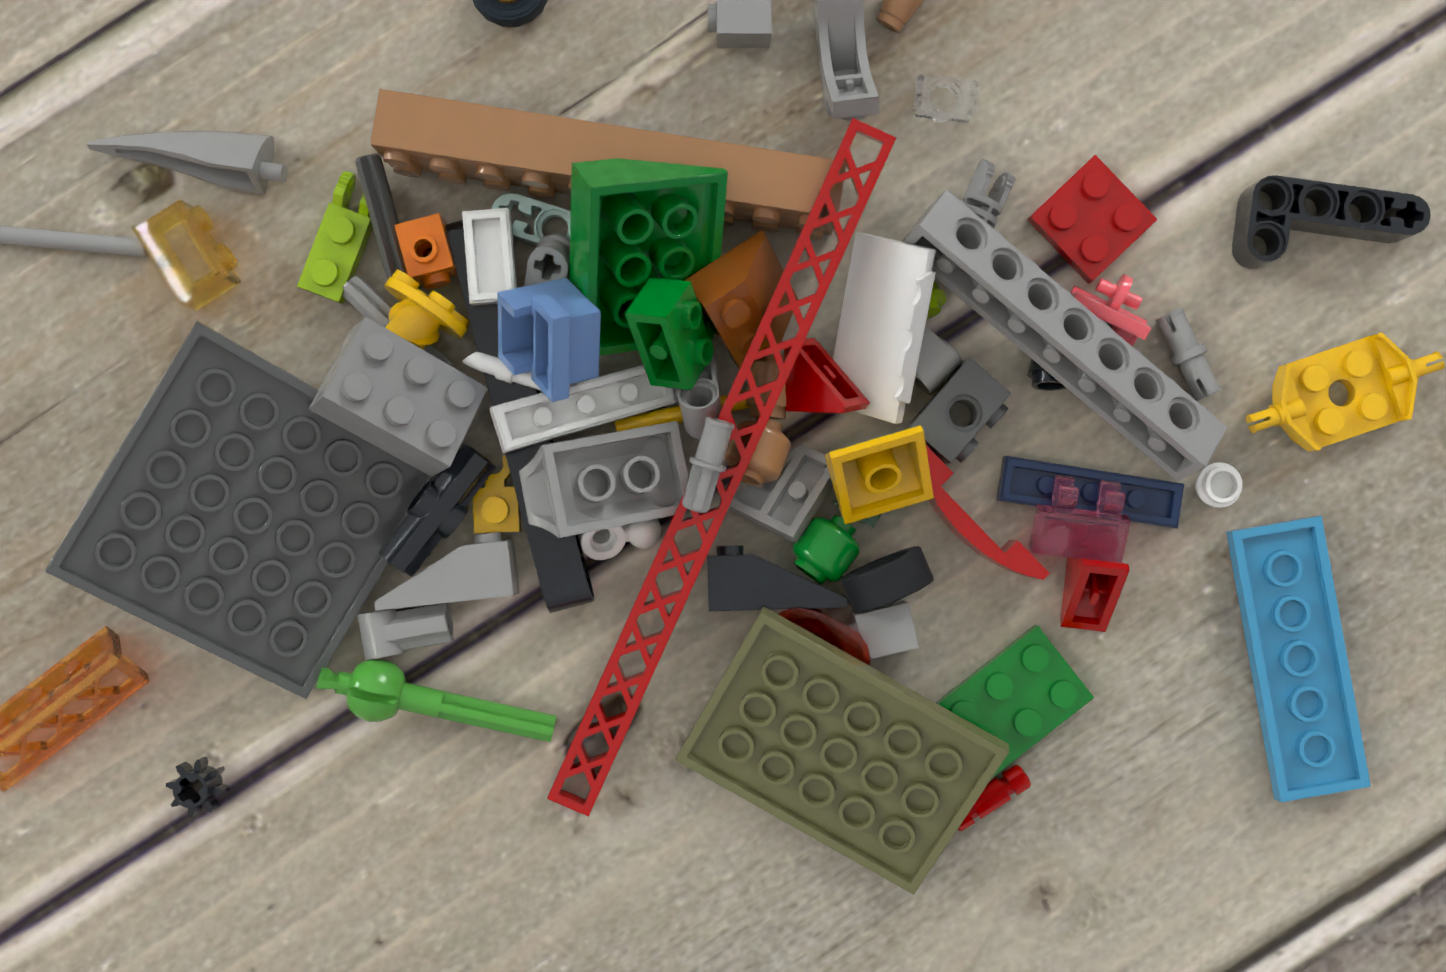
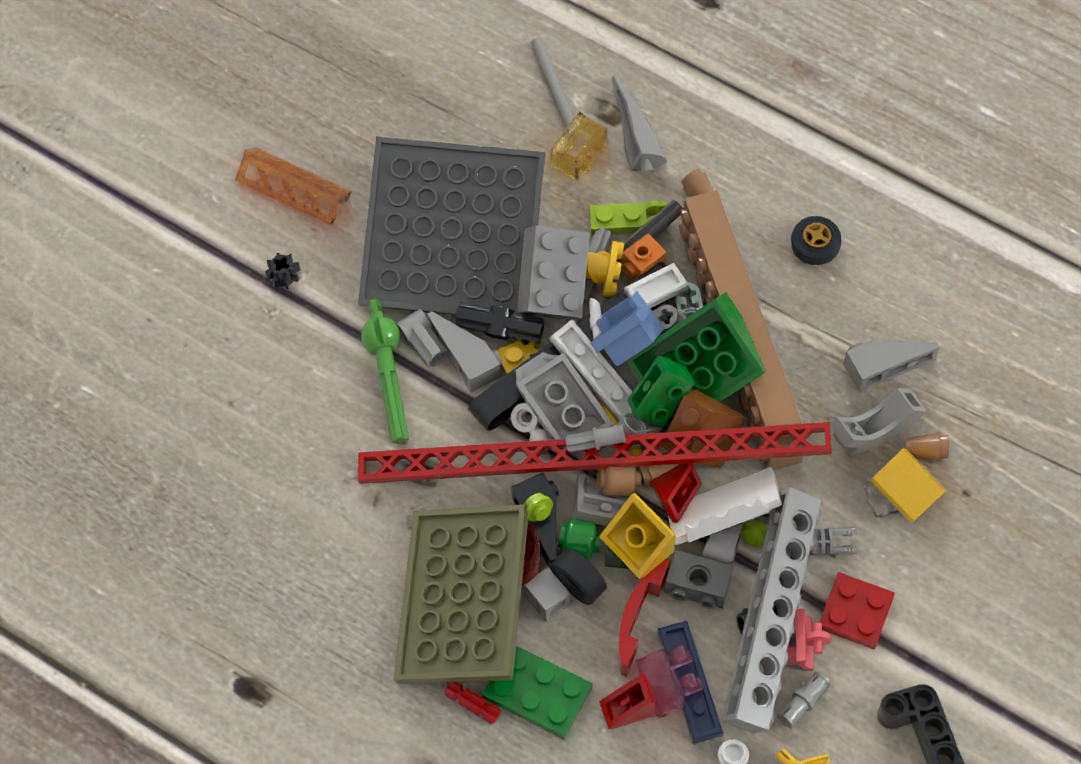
camera: 70 degrees right, 25 degrees down
(344, 110) = (696, 183): none -> medium nougat cone
(768, 592) = (538, 507): none -> lime plate
(958, 51) = (908, 485): none -> yellow slope

